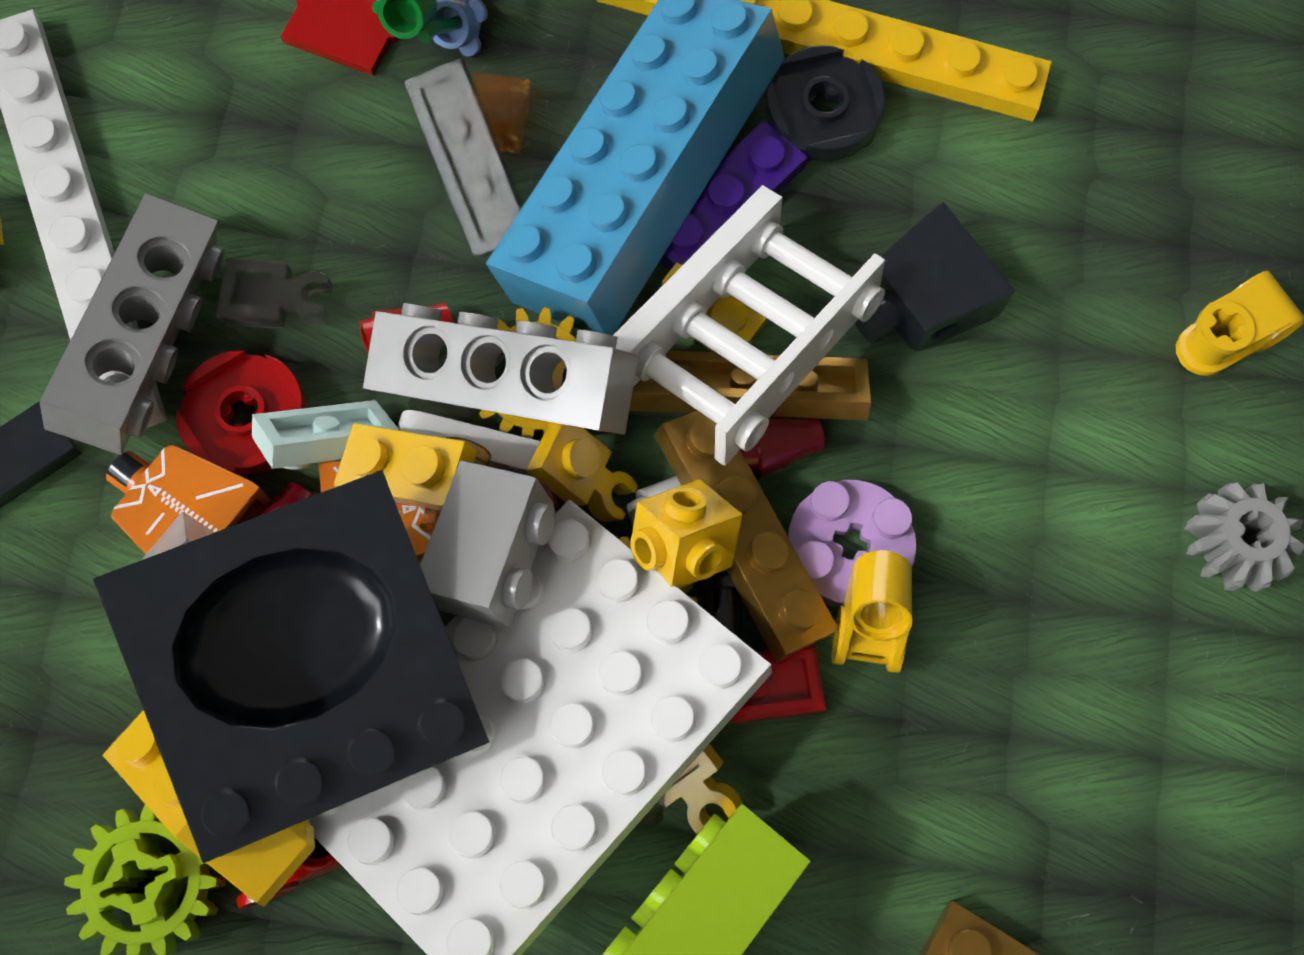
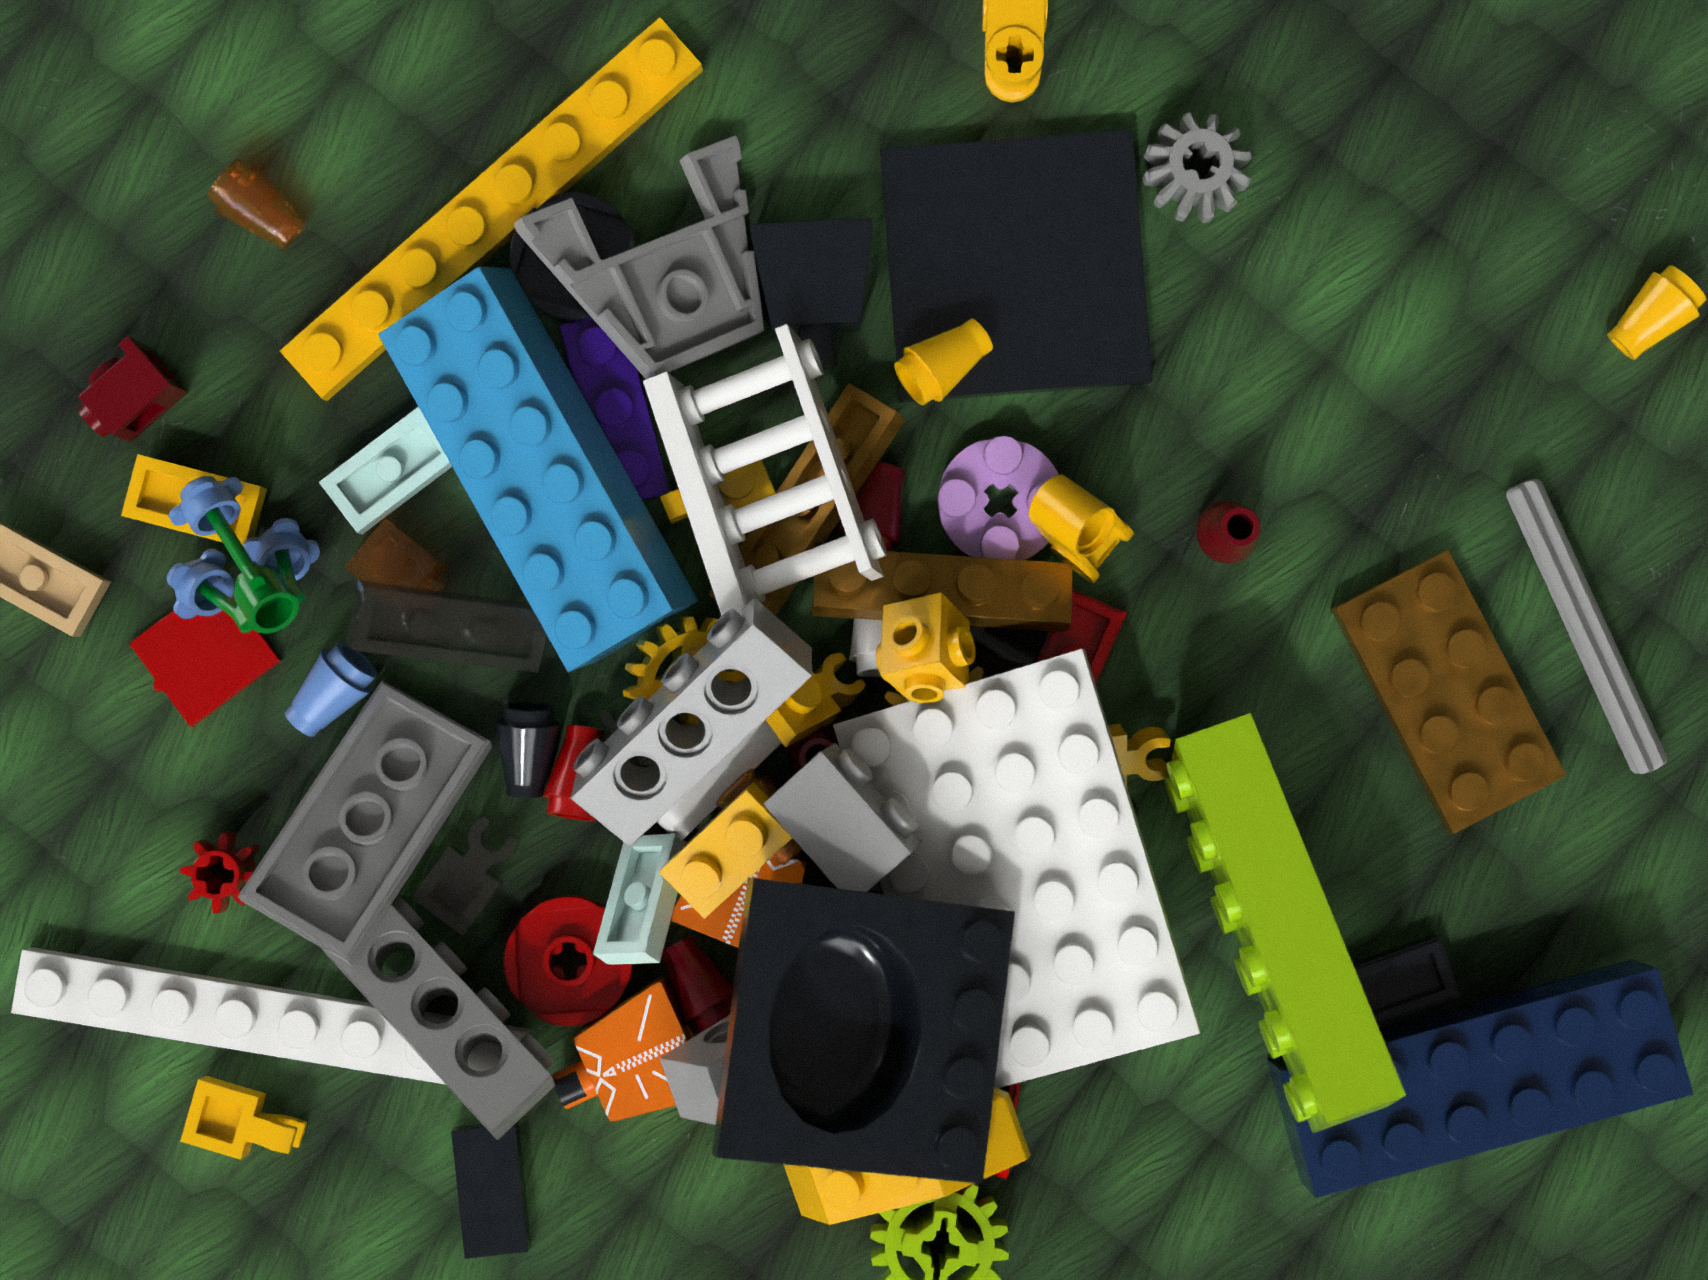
camera: 60 degrees left, 15 degrees up
(172, 113) = (214, 886): none -> red gear
(268, 186) = (365, 822): none -> light grey tile
(369, 112) = (331, 688): none -> medium blue cone
(409, 278) = (526, 746): none -> black cone
(561, 59) = (386, 472): none -> light aqua plate
(845, 179) = (671, 295): none -> light grey wing
(936, 416) = (939, 363): none -> yellow cone
(943, 762) = (1214, 535): none -> dark red cone
(1053, 443) = (1029, 245): none -> black tile

